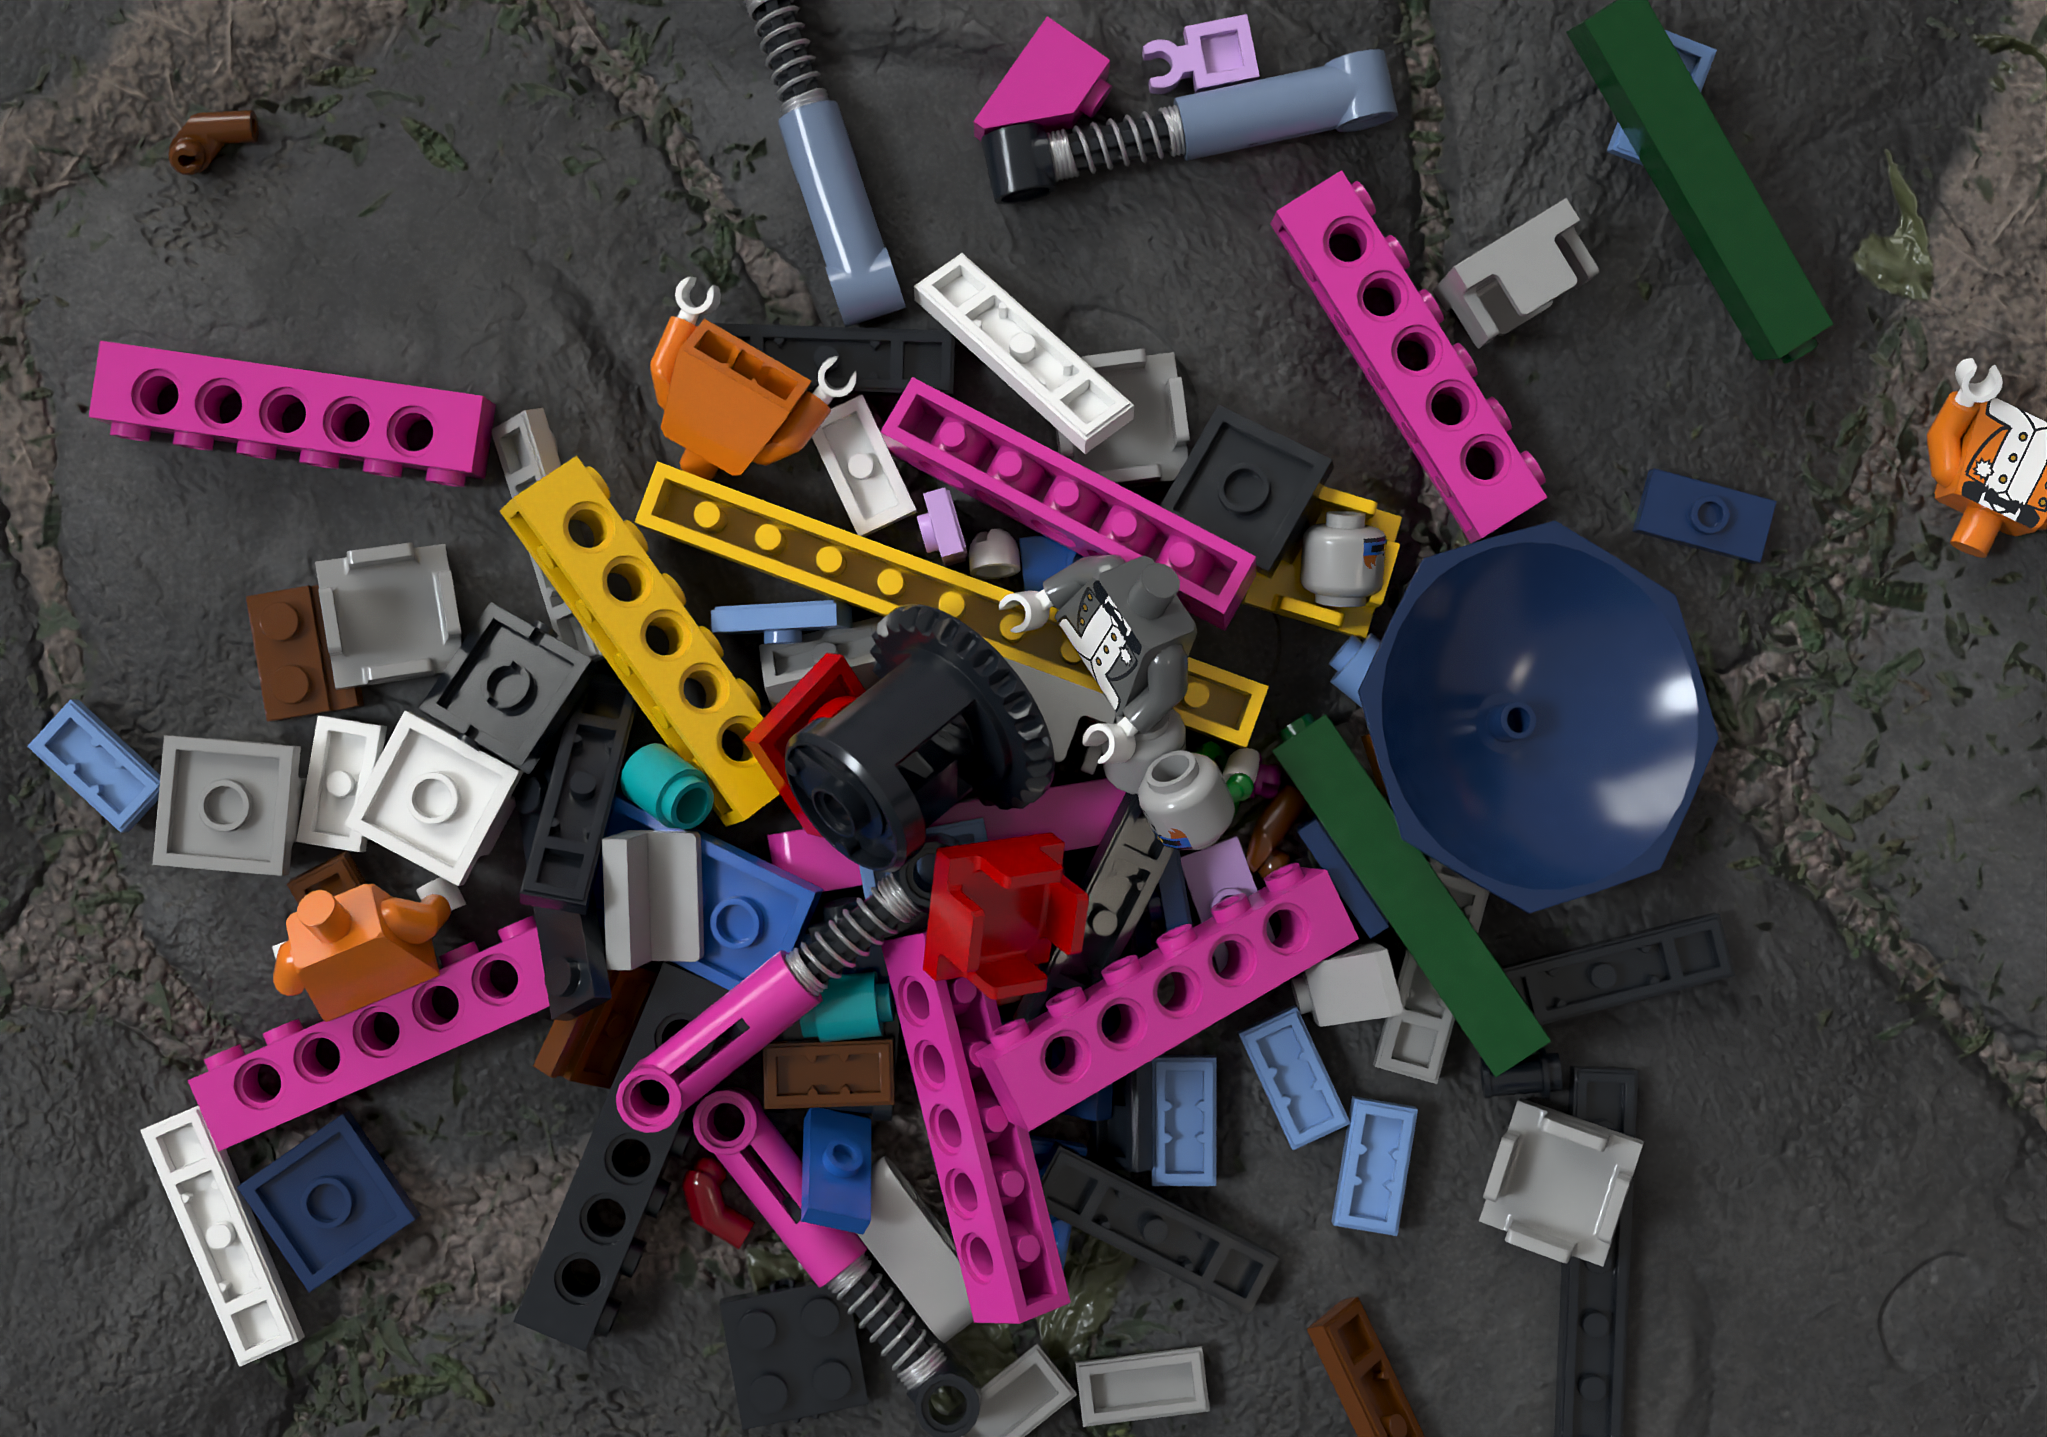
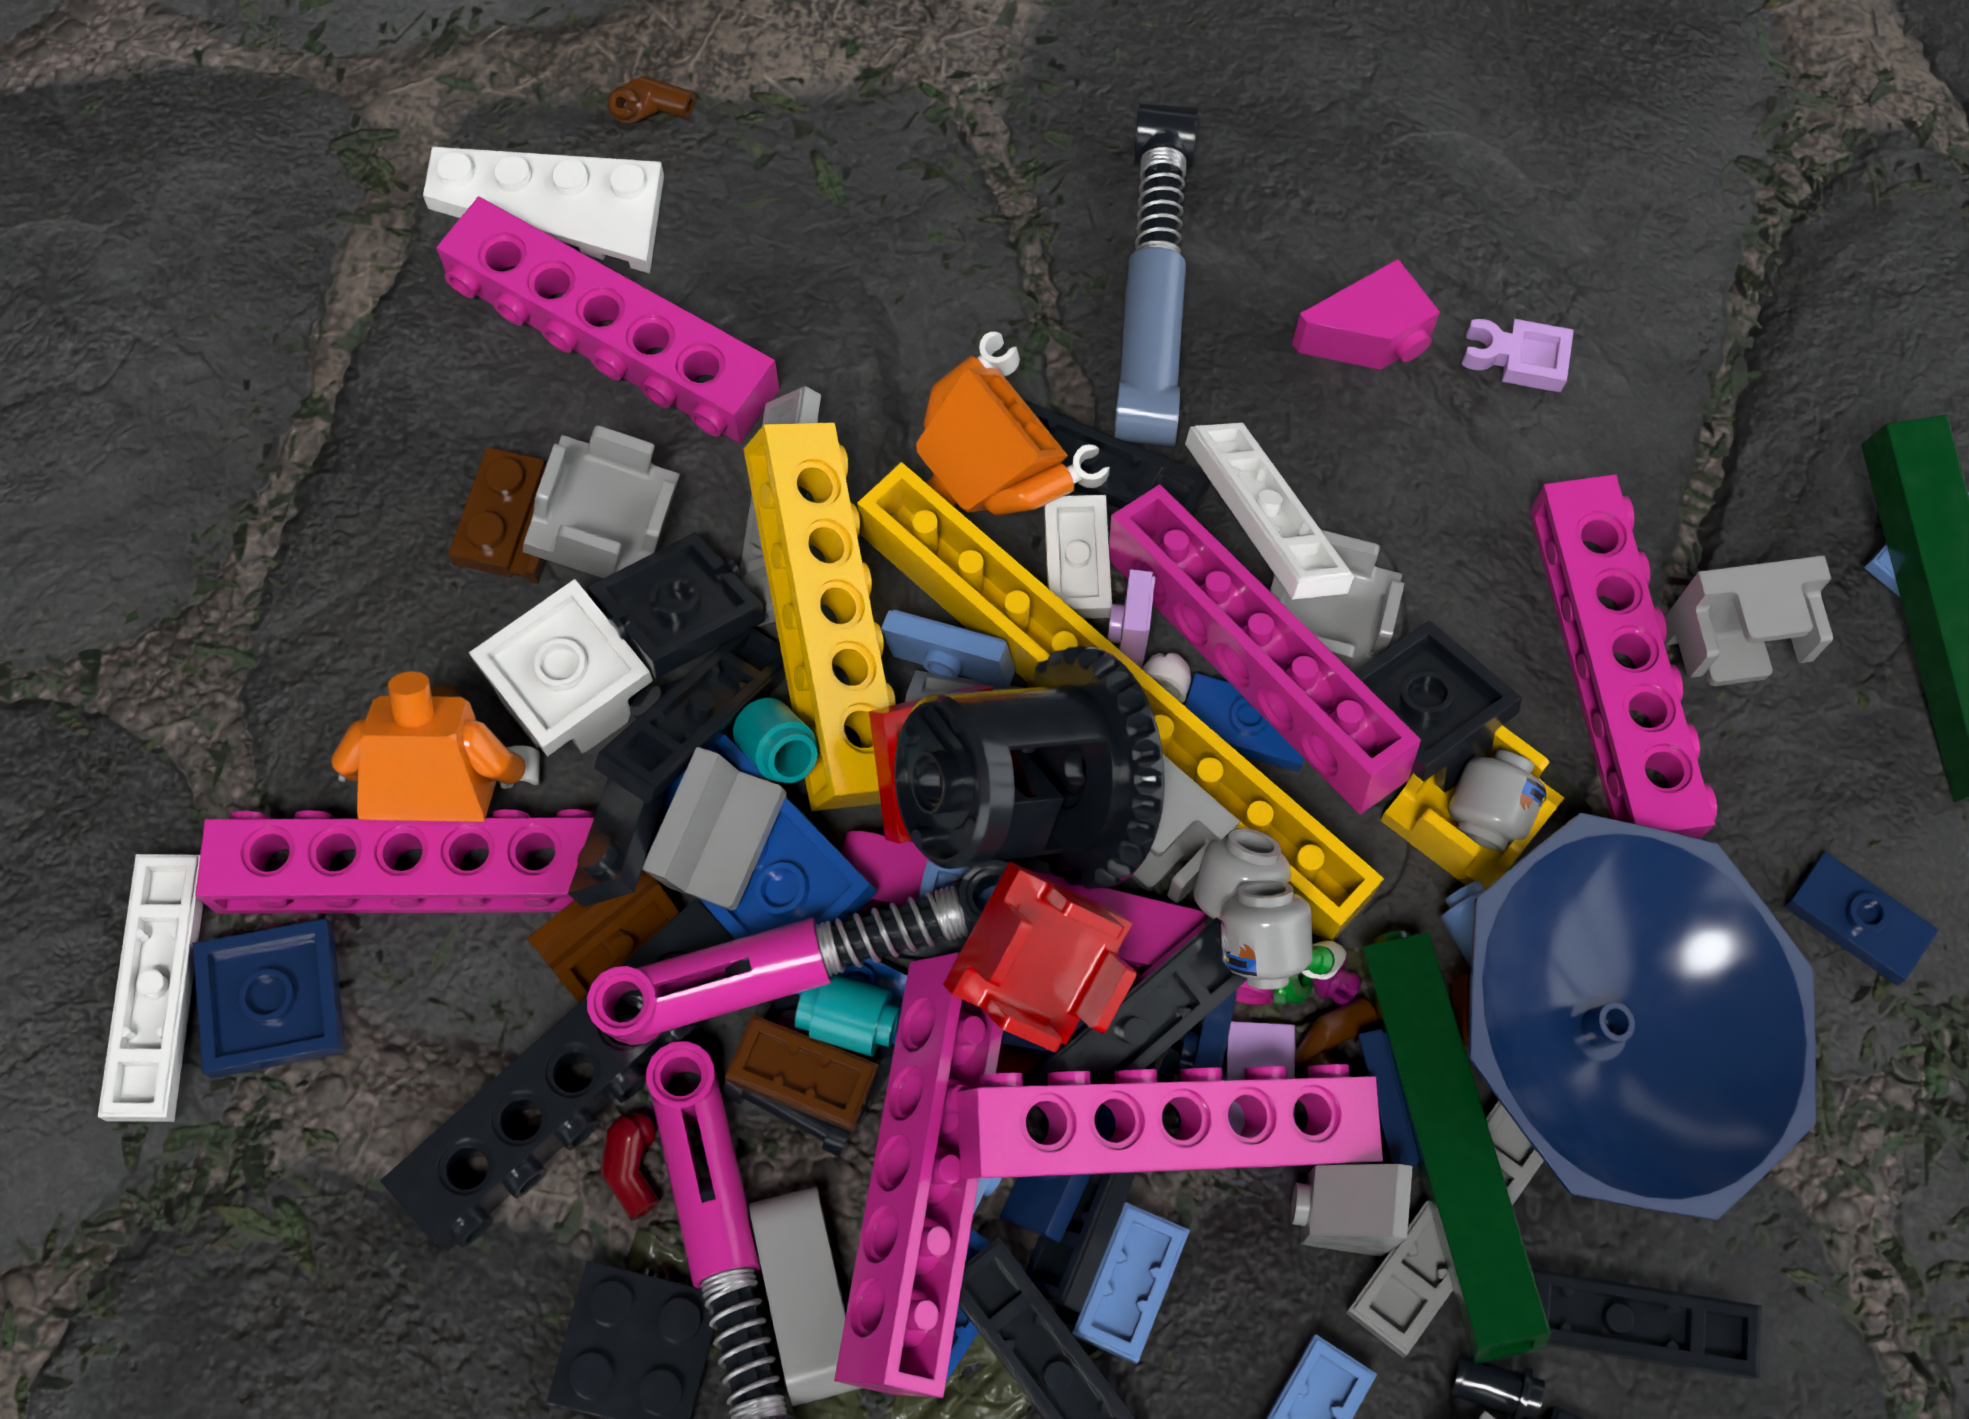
camera: 25 degrees right, 20 degrees down
(98, 765) = (283, 532): medium blue plate -> none
(183, 289) = (579, 200): none -> white wing
(228, 805) = (378, 603): light grey panel -> none
(338, 770) = (488, 610): white plate -> none
(836, 1170) = (765, 1170): blue plate -> none
(1127, 634) = (1270, 756): dark grey torso -> none
(1294, 1077) = (1260, 1288): medium blue plate -> none
(1341, 95) = (1639, 425): piece -> none

